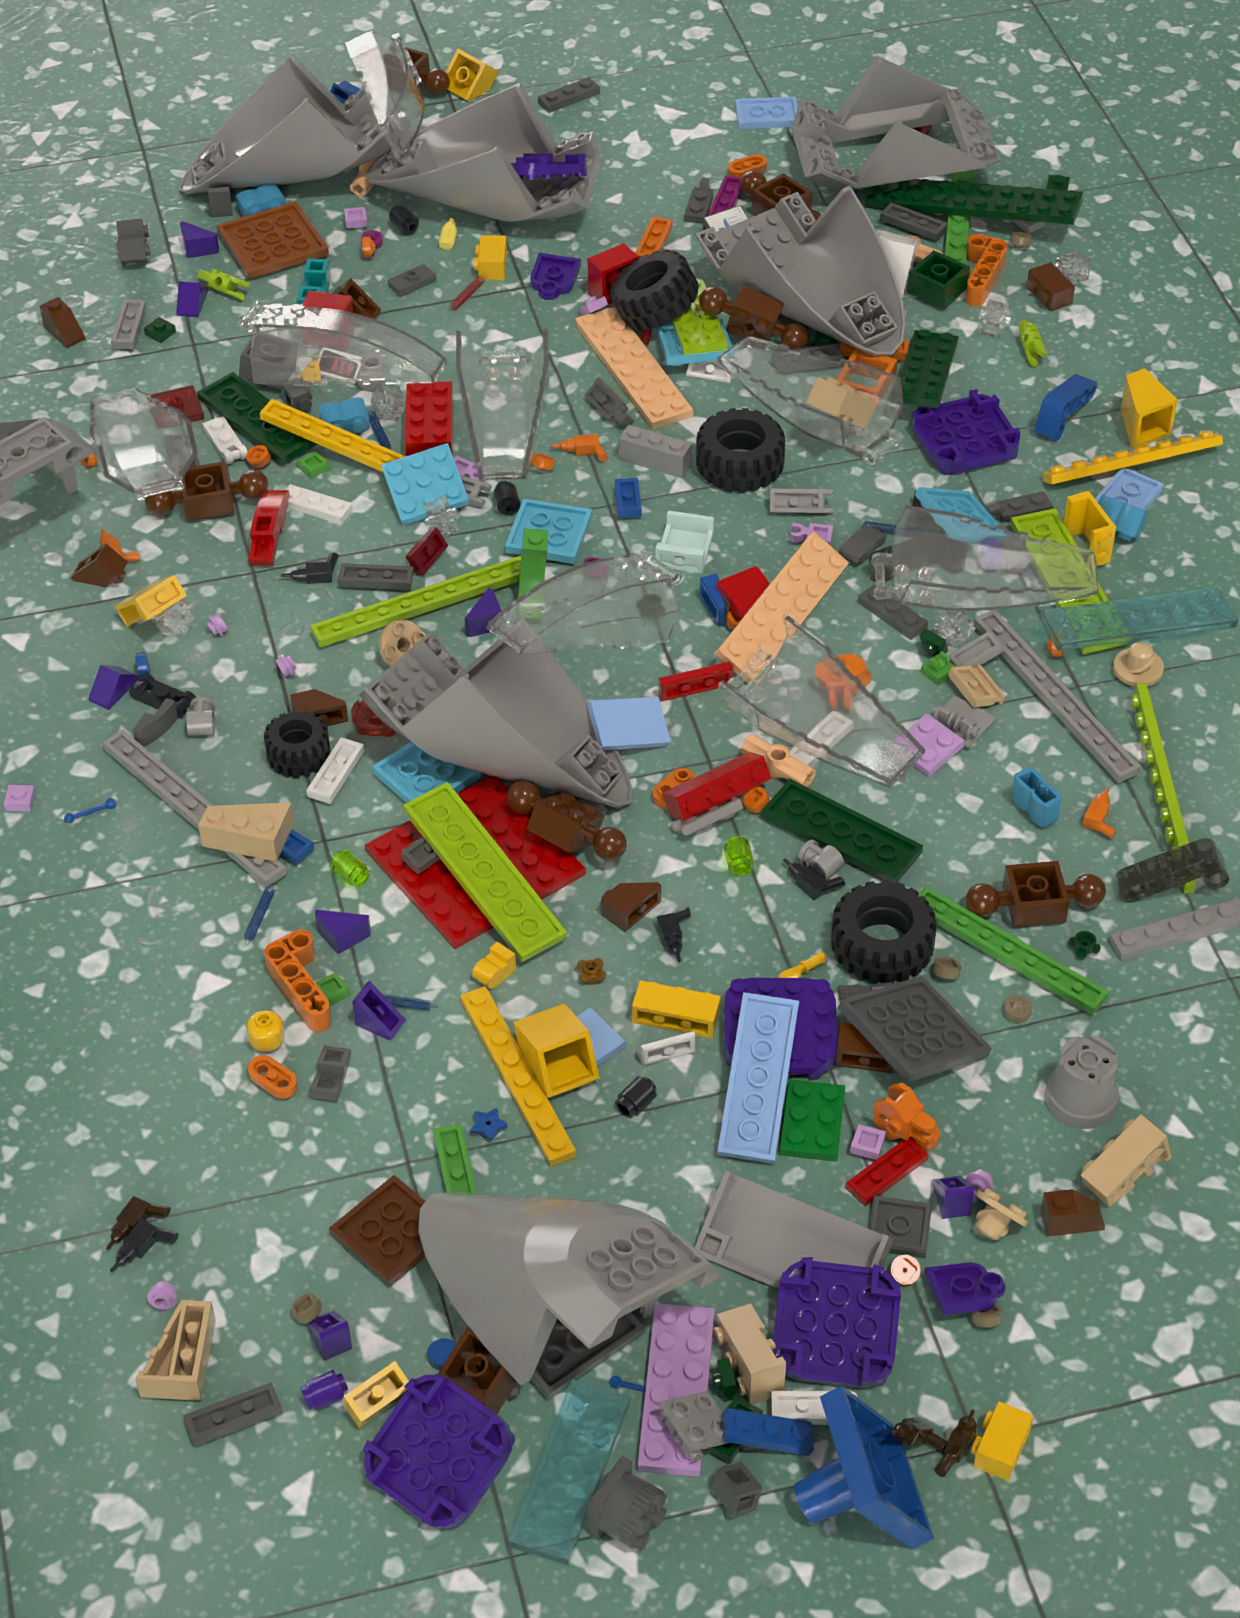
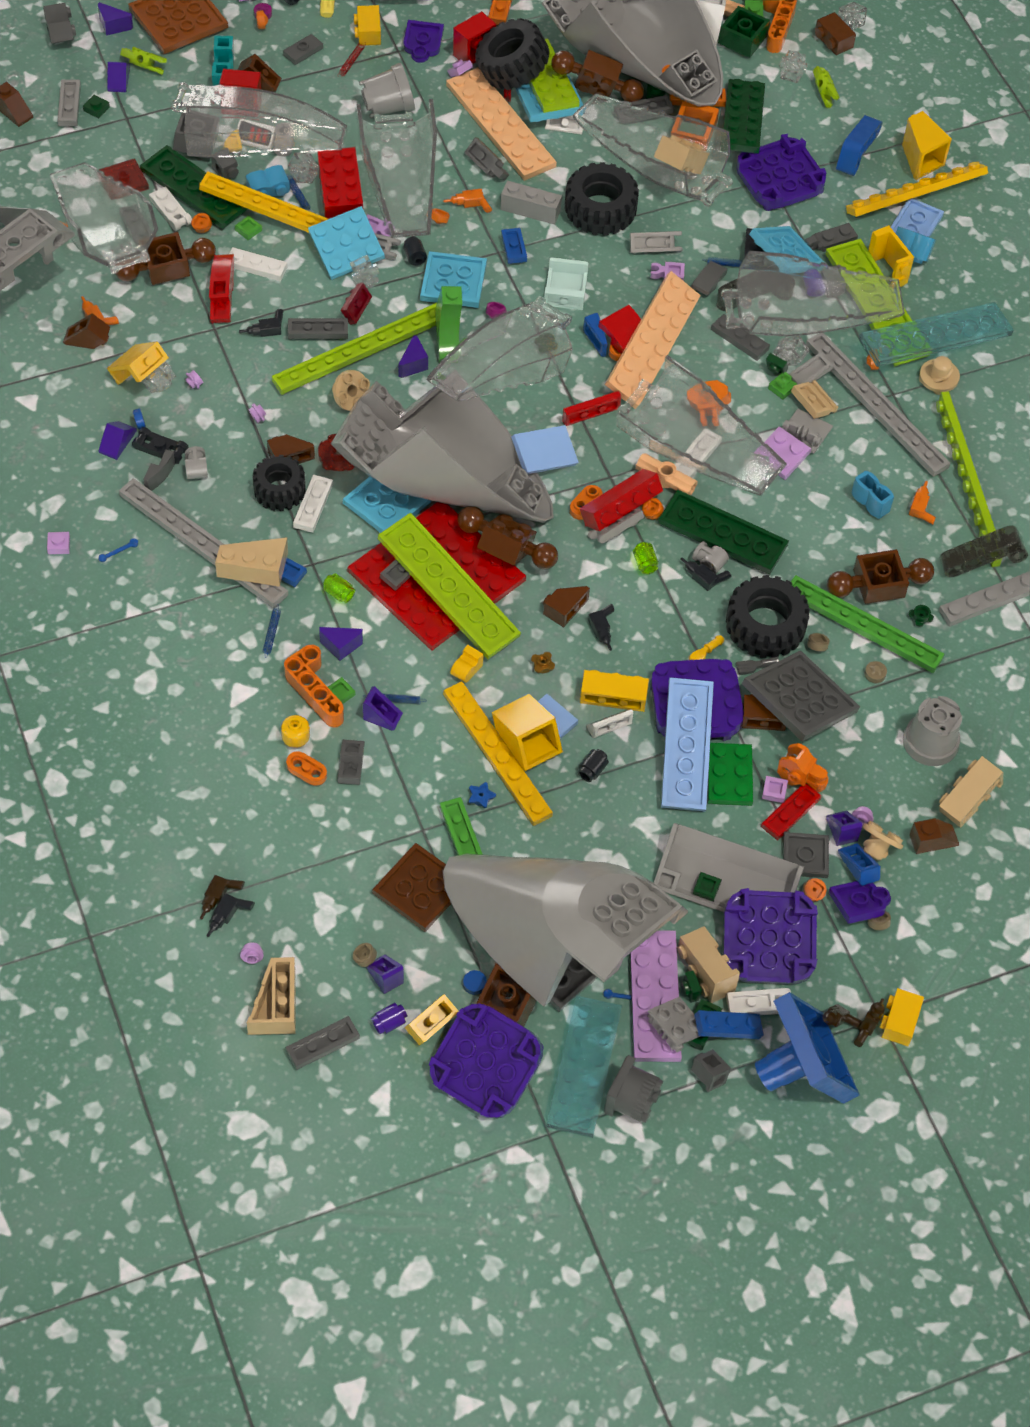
camera: 10 degrees left, 10 degrees up
(500, 325) = (388, 92): none -> light grey piece
(763, 1256) = (707, 886): none -> dark green tile
(971, 1245) = (862, 865): none -> blue slope

